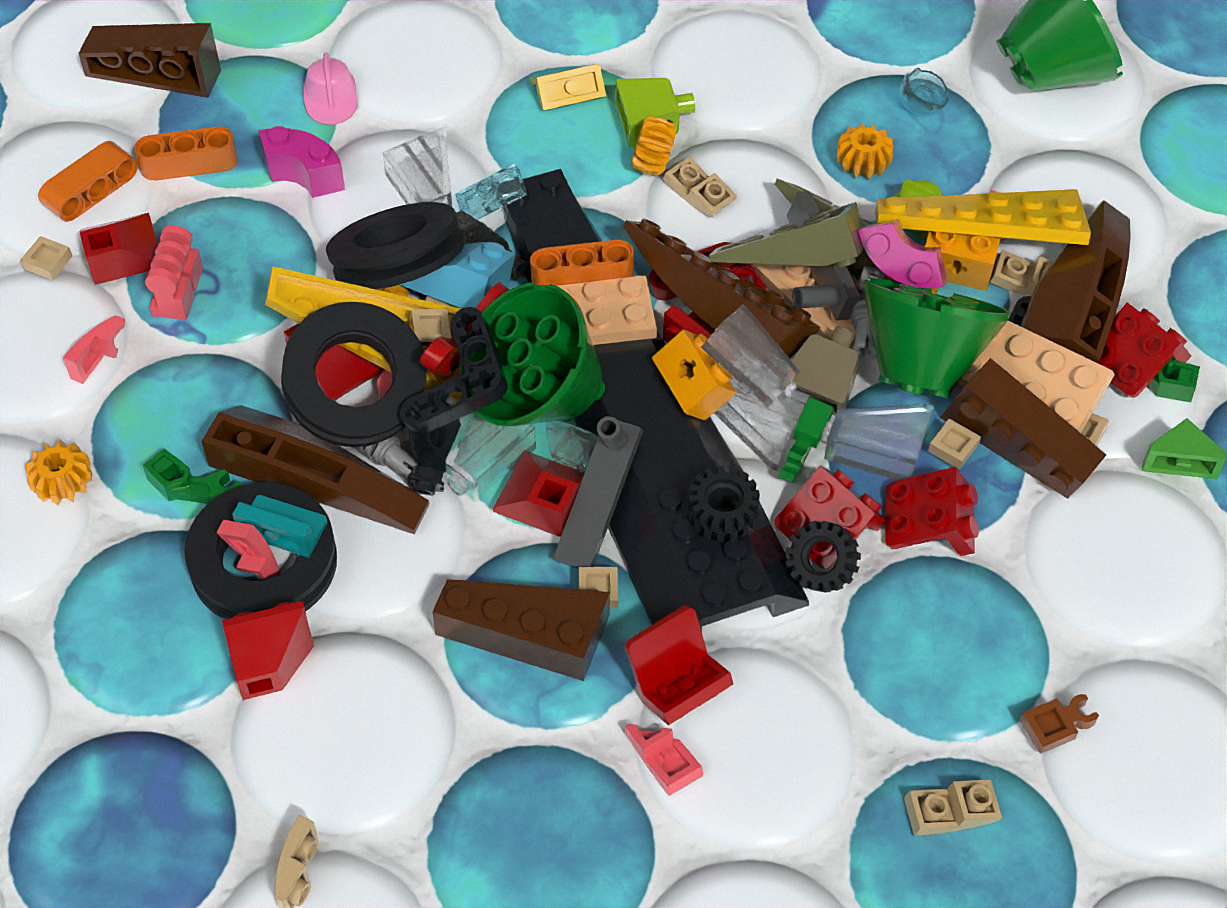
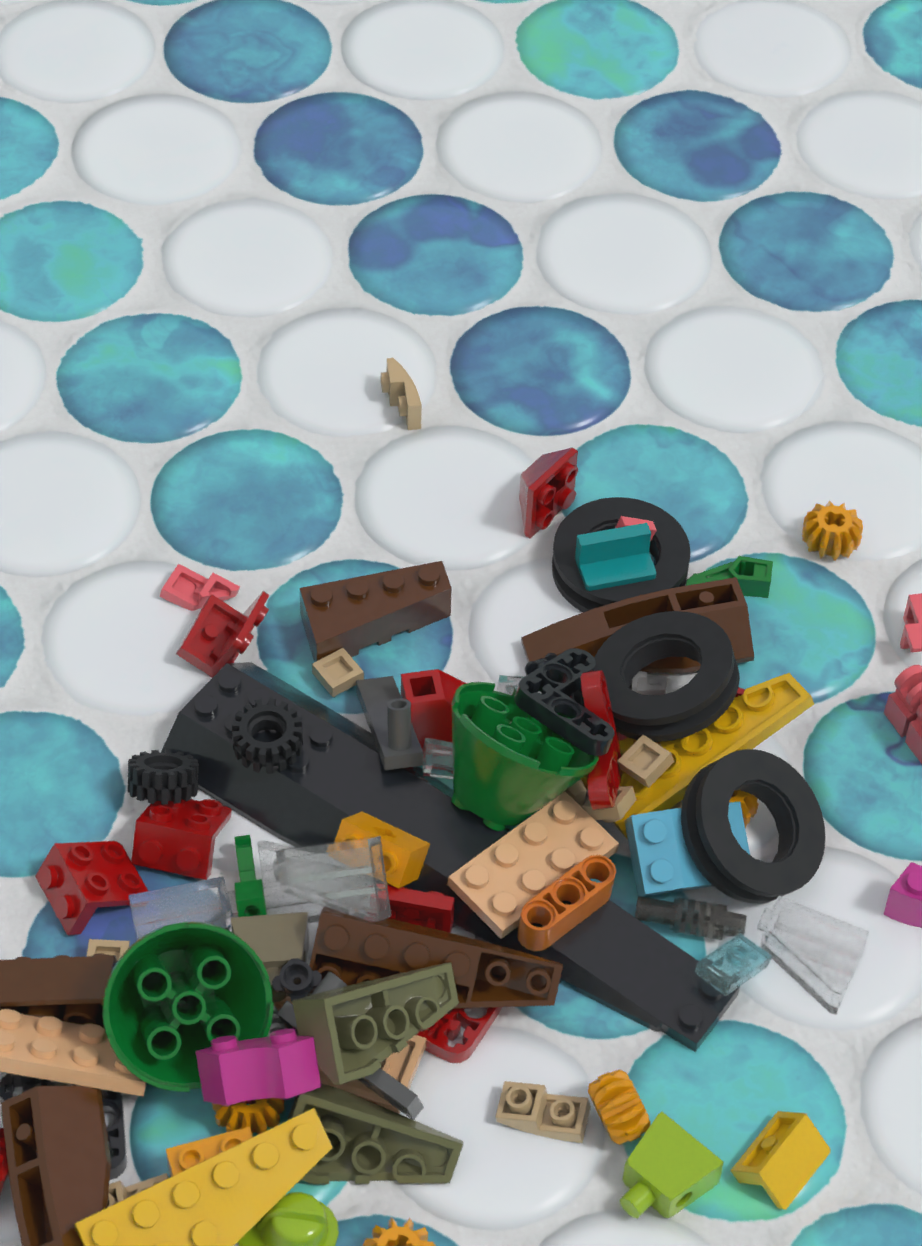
camera: 145 degrees right, 5 degrees down
(827, 316) = (292, 970): none -> black plate

